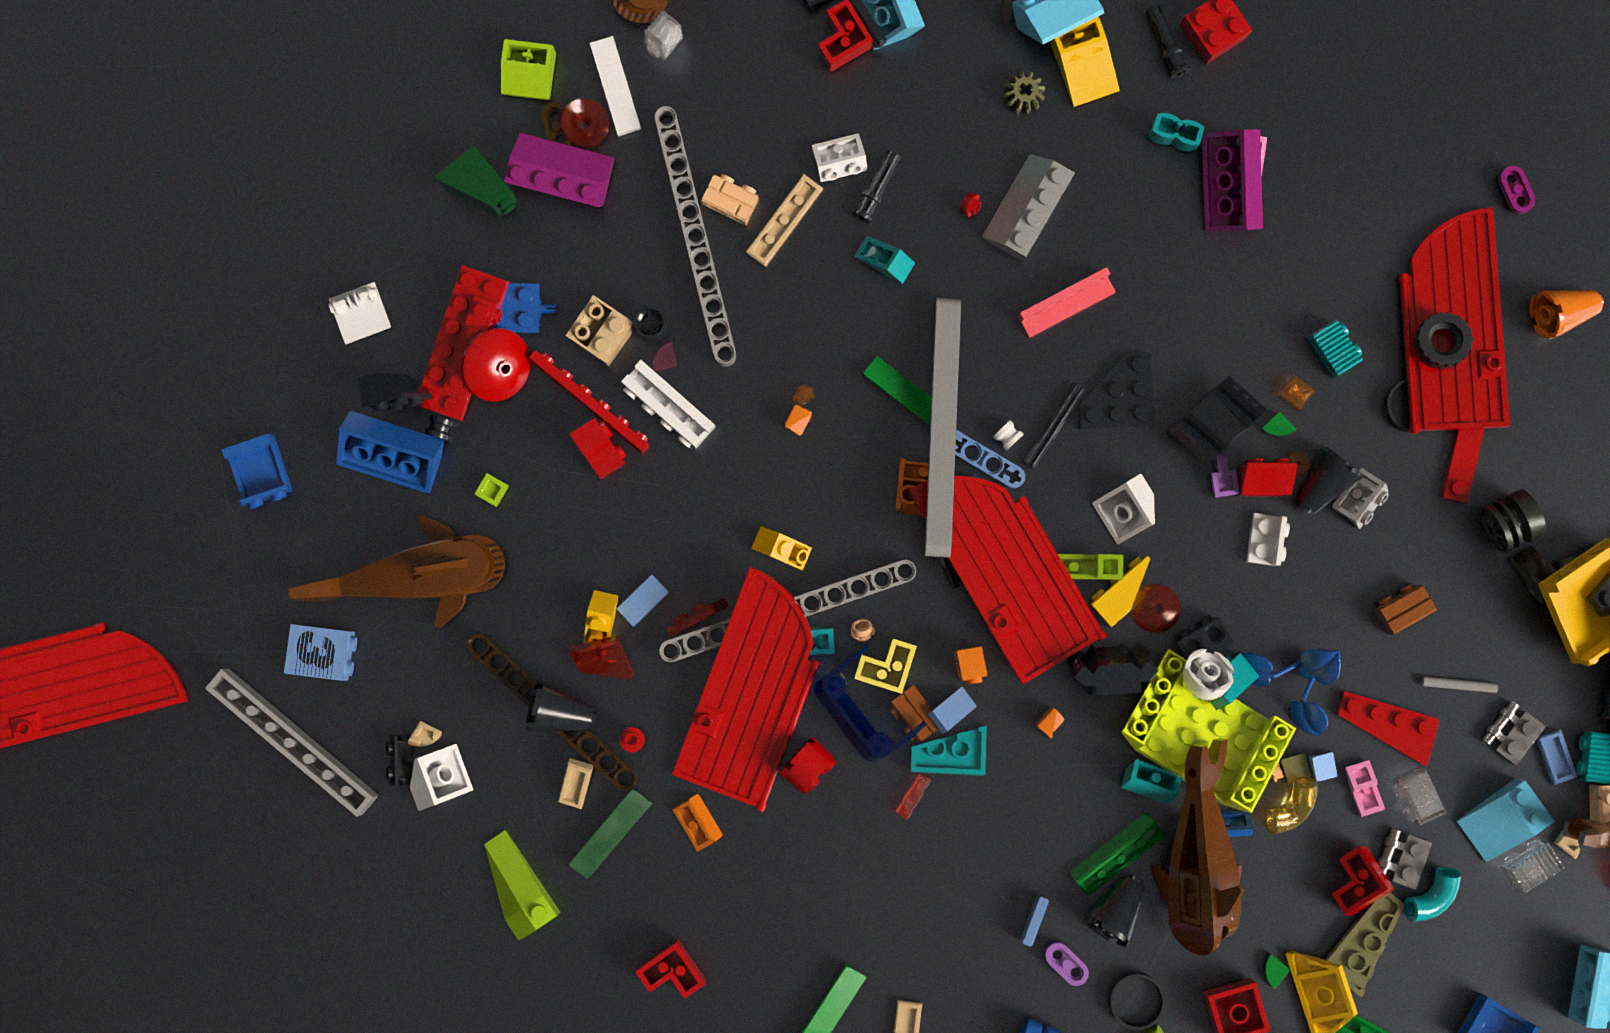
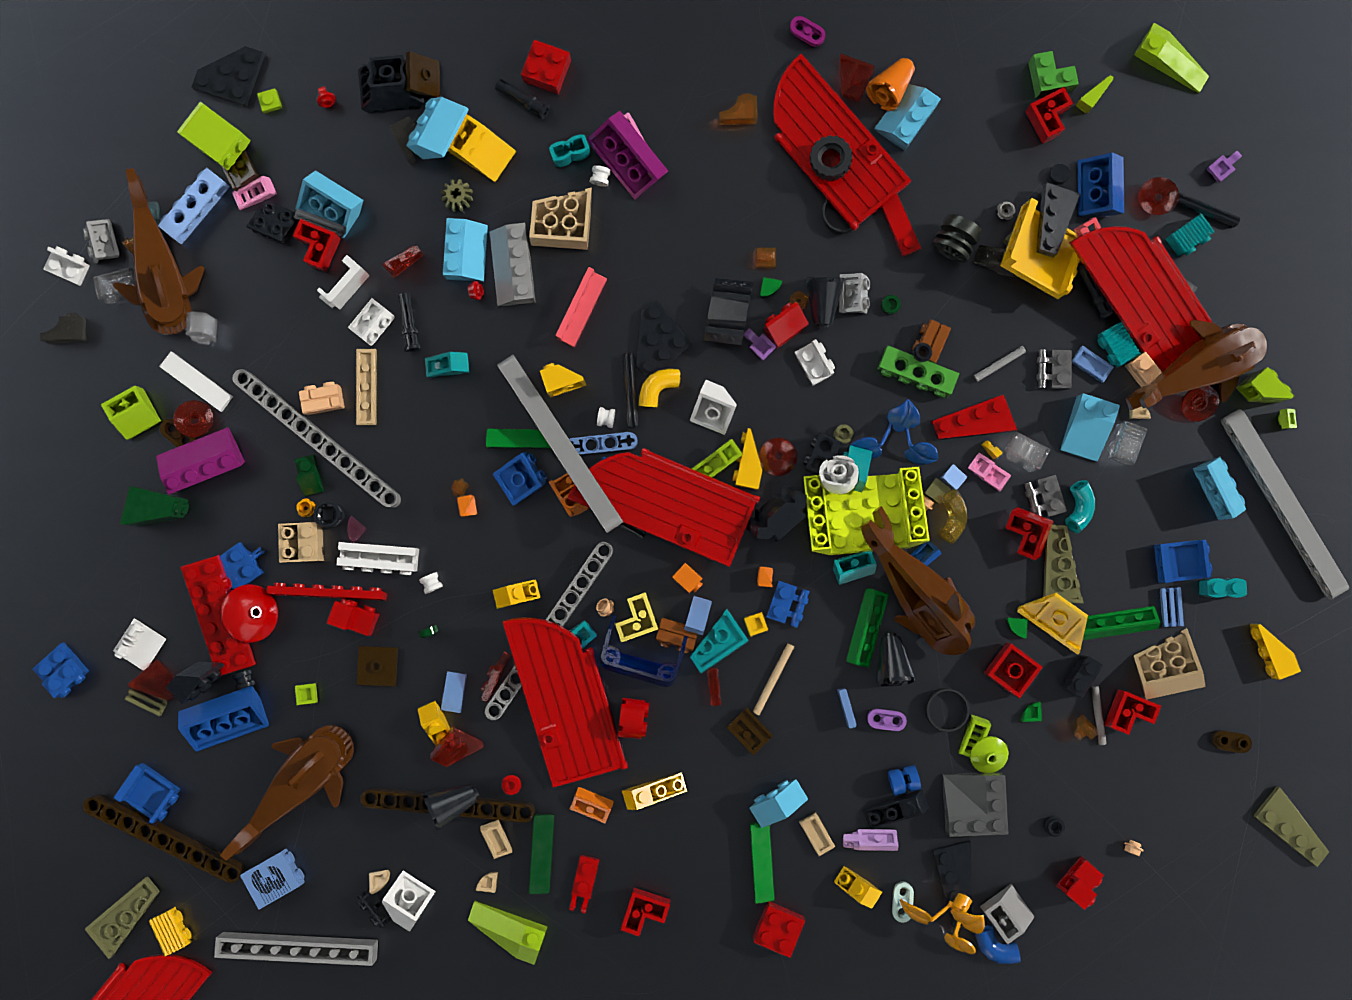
camera: 35 degrees left, 0 degrees up
(134, 577) = (117, 922): none -> olive wing
(178, 628) = (170, 931): none -> yellow brick
(230, 521) = (154, 838): none -> dark brown beam
(261, 280) = (60, 671): none -> blue plate
(318, 356) = (130, 698): none -> olive tile
(348, 362) = (154, 681): none -> clear red wing
(533, 821) = (488, 883): none -> tan tile
(584, 515) = (377, 666): none -> dark brown plate
(631, 292) = (300, 507): none -> light orange plate
(632, 894) = (584, 881): none -> red hinge
(658, 268) = (309, 475): none -> dark green slope
(663, 519) = (428, 631): none -> dark green tile
(702, 471) = (430, 583): none -> white wheel
(772, 856) = (654, 791): none -> yellow slope
(842, 102) = (346, 286): none -> white panel
(874, 432) = (520, 478): none -> blue plate
(891, 965) = (778, 803): none -> medium azure brick
(916, 869) = (749, 731): none -> dark brown plate
(920, 119) = (403, 261): none -> clear red wing
(980, 833) = (773, 679): none -> tan bar
(991, 155) = (465, 250): none -> medium azure slope
(991, 362) = (560, 380): none -> yellow slope
(1004, 763) = (755, 624): none -> yellow tile
(1049, 760) = (781, 603): none -> blue plate
(1086, 439) = (655, 383): none -> yellow cylinder
(1114, 199) = (562, 221): none -> tan wedge
(1187, 181) = (600, 176): none -> white wheel
(1242, 635) = (843, 433): none -> olive tile
(1335, 348) = (768, 212): teal brick -> none
(1384, 771) = (994, 452): none -> yellow tile
(1386, 224) = (742, 112): none -> clear orange arch
(1391, 538) = (890, 304): none -> dark green tile
(1393, 657) = (946, 376): none -> bright green brick
(1395, 613) = (922, 346): none -> black plate
(1530, 273) = (854, 77): none -> clear red wing
(1550, 359) = (908, 118): none -> medium azure slope
(1590, 525) = (1010, 210): none -> light grey plate

